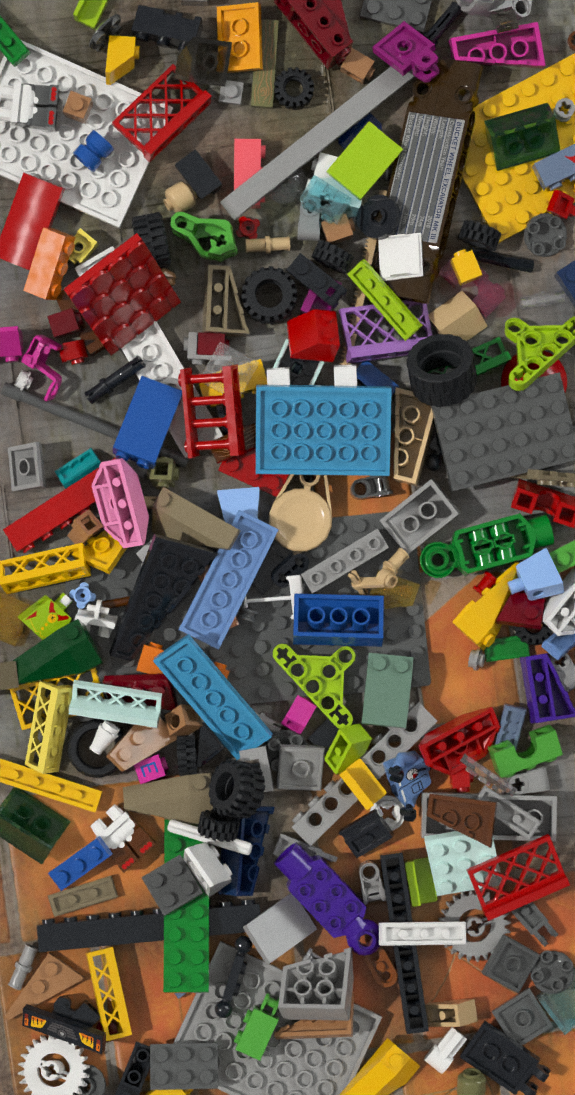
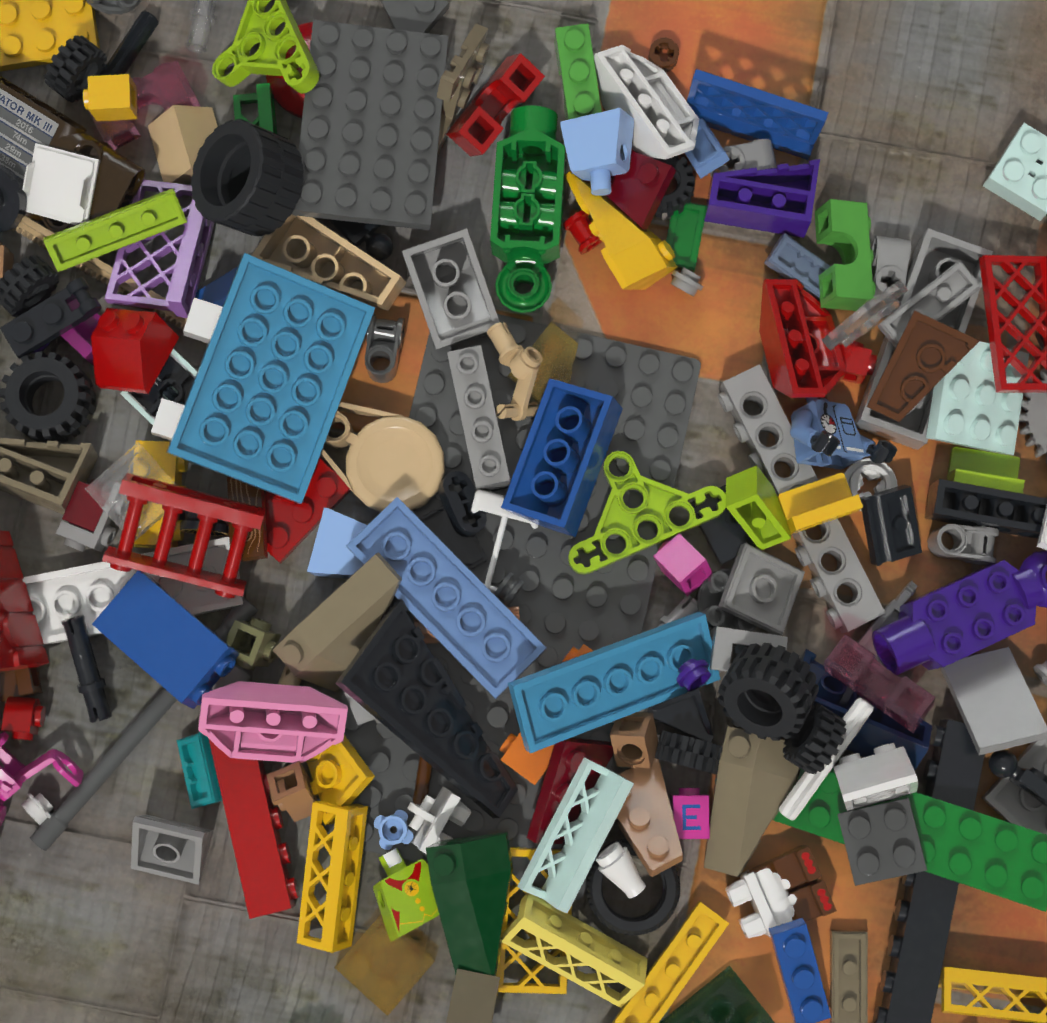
camera: 75 degrees left, 5 degrees down
(232, 742) = (693, 674): none -> dark purple plate
(265, 854) = (888, 692): none -> clear pink arch
(387, 690) = (690, 420): sand green slope -> none

